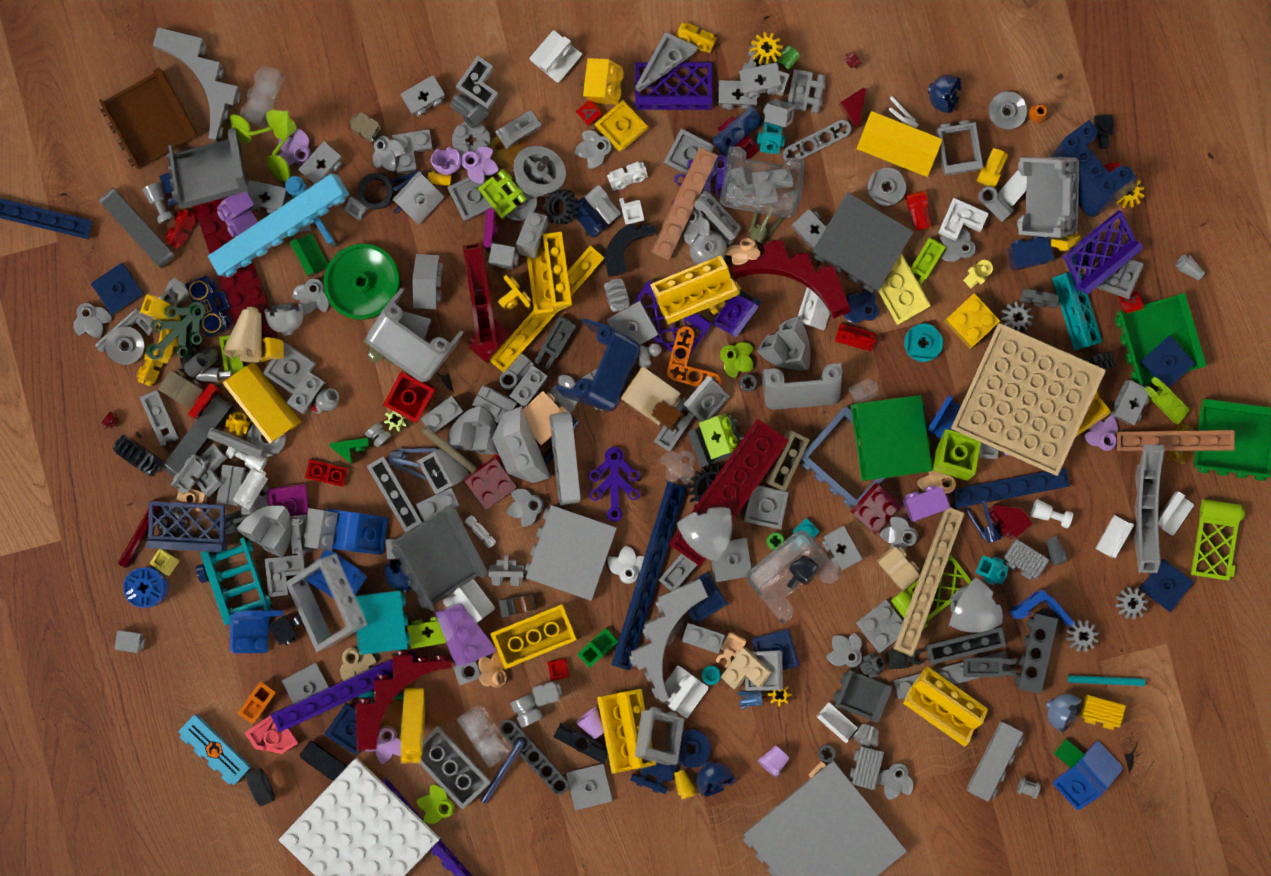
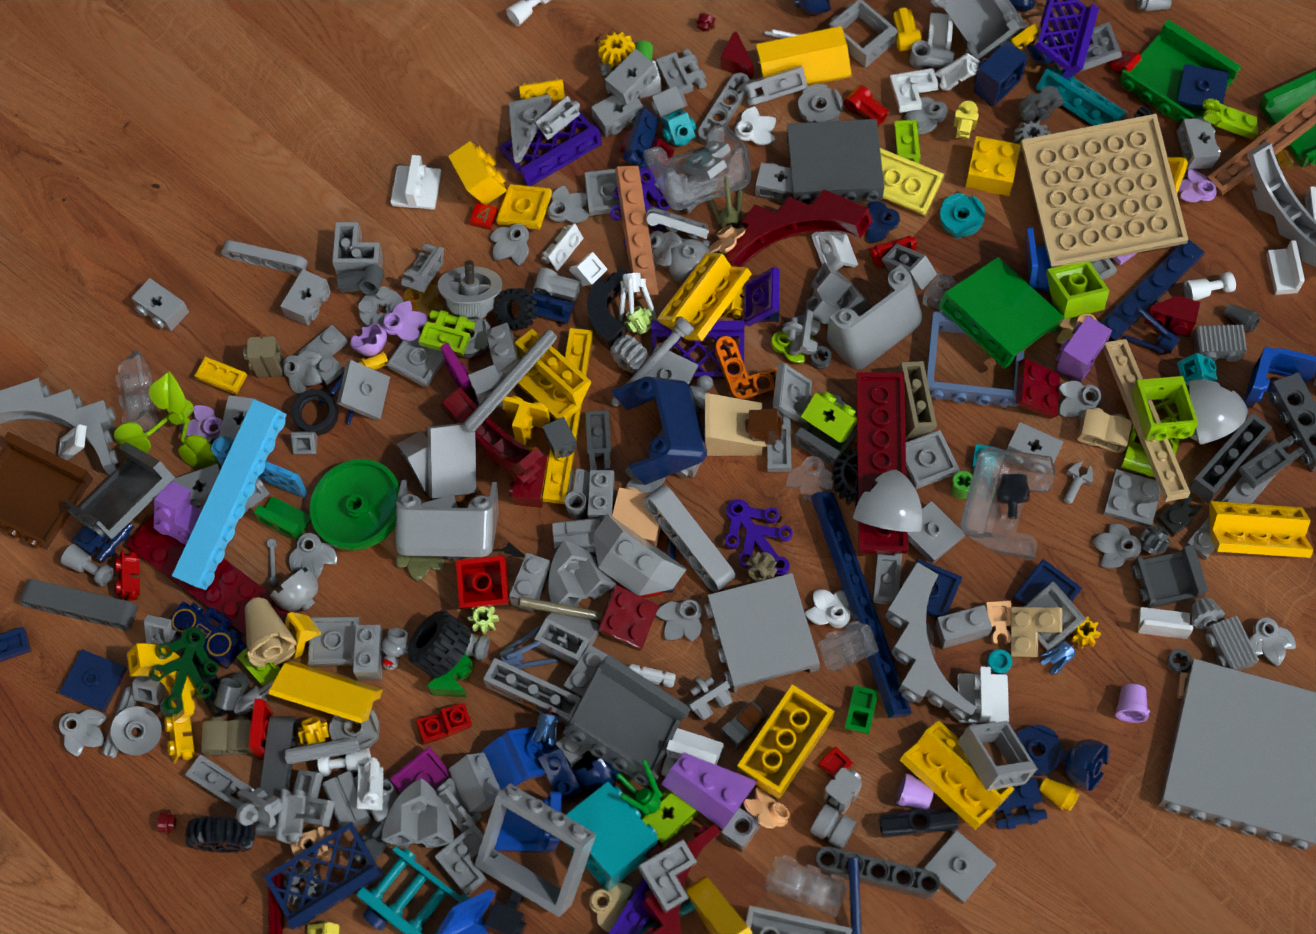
camera: 30 degrees left, 20 degrees down
(167, 457) = (258, 807): none -> light grey hips
(197, 105) = (72, 442): none -> white tile
(290, 268) = (271, 543): none -> light grey hinge
(318, 21) = (160, 305): none -> light grey brick
(329, 117) = (220, 375): none -> yellow plate
(353, 421) = (438, 644): none -> black tyre
(376, 559) = (560, 773): none -> dark blue hinge
(388, 523) = (546, 726): none -> flat silver piece
(394, 672) = (661, 874): none -> light grey plate
(414, 43) = (264, 257): none -> light grey beam
(419, 616) = (647, 799): none -> green plant
(443, 296) = (451, 460): none -> light grey tile
(517, 268) = (509, 381): none -> light grey axle
(527, 328) = (560, 438): none -> dark grey brick
(599, 509) = (761, 566): none -> dark tan gear
(617, 602) = (848, 646): none -> clear brick
(641, 271) = (639, 320): none -> yellowish green gear
(652, 244) = (631, 284): none -> white plant
(656, 145) = (570, 204): none -> light grey plate
(661, 306) = (681, 329): none -> light grey piece
(690, 71) = (558, 117): none -> light grey hinge
(743, 359) = (799, 333): none -> light grey hips
(831, 172) = (758, 127): none -> white plate
(853, 361) = (914, 262): none -> light grey brick
(854, 589) = (1077, 481): none -> light grey bar
(864, 151) = (775, 85): none -> light grey plate
(952, 569) = (1164, 389): none -> lime window
(998, 232) = (957, 70): none -> white hinge

